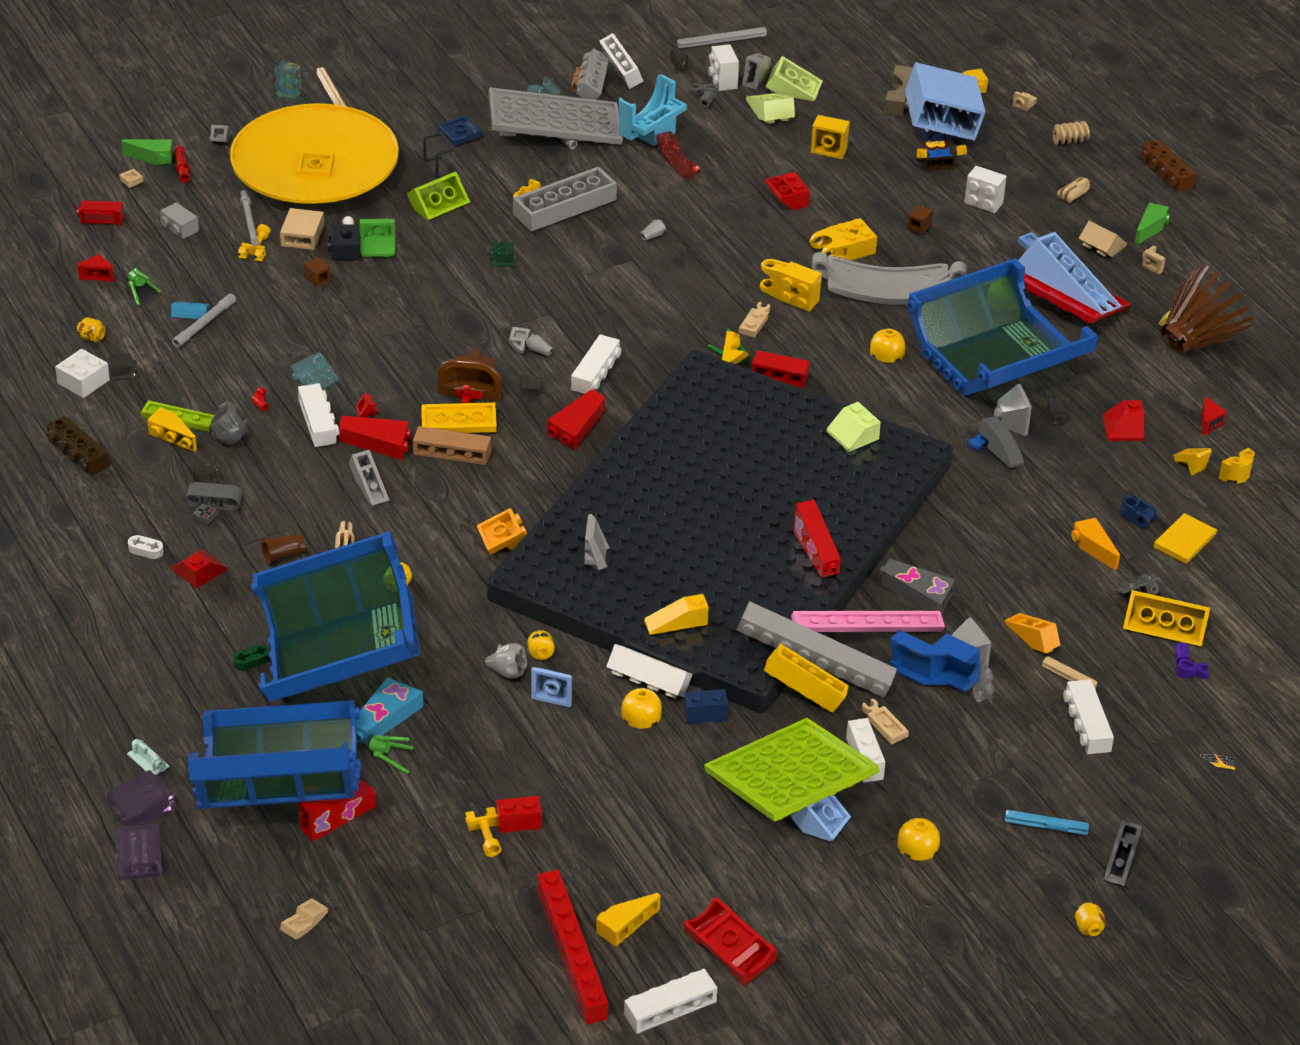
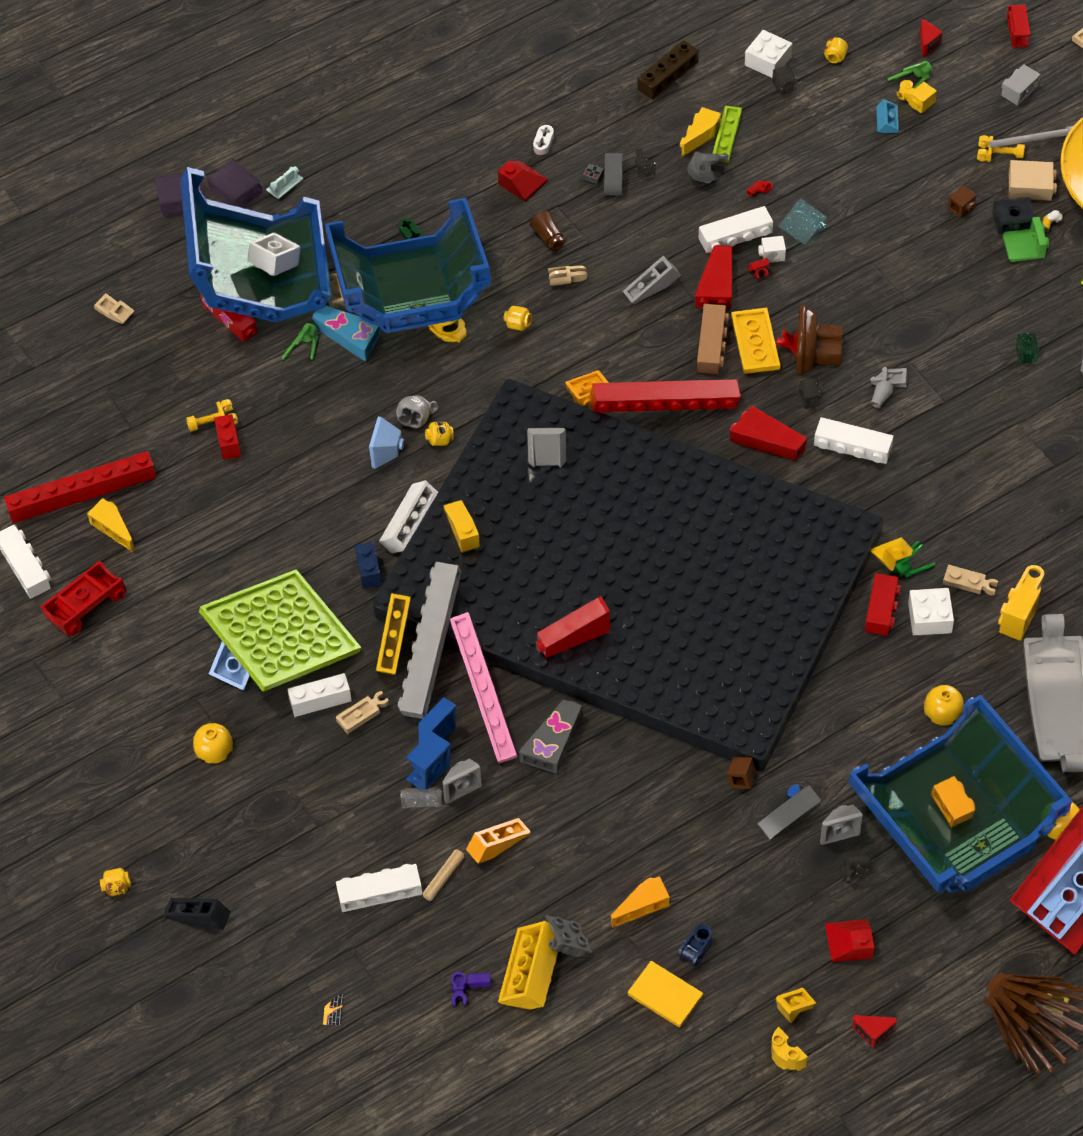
camera: 90 degrees right, 15 degrees up
(173, 284) = (918, 98): none -> yellow brick
(185, 335) = (846, 120): light grey piece -> none
(281, 738) = (273, 254): none -> white brick
(346, 394) = (772, 248): none -> white brick
(529, 473) = (665, 395): none -> brick
(641, 708) = (366, 518): yellow cylinder -> none
(792, 339) = (930, 611): none -> white brick
(854, 427) = (764, 661): yellowish green slope -> none
(961, 465) = (741, 772): none -> reddish brown brick
(996, 342) = (953, 801): none -> light orange brick
(1046, 822) = (239, 850): dark azure axle -> none

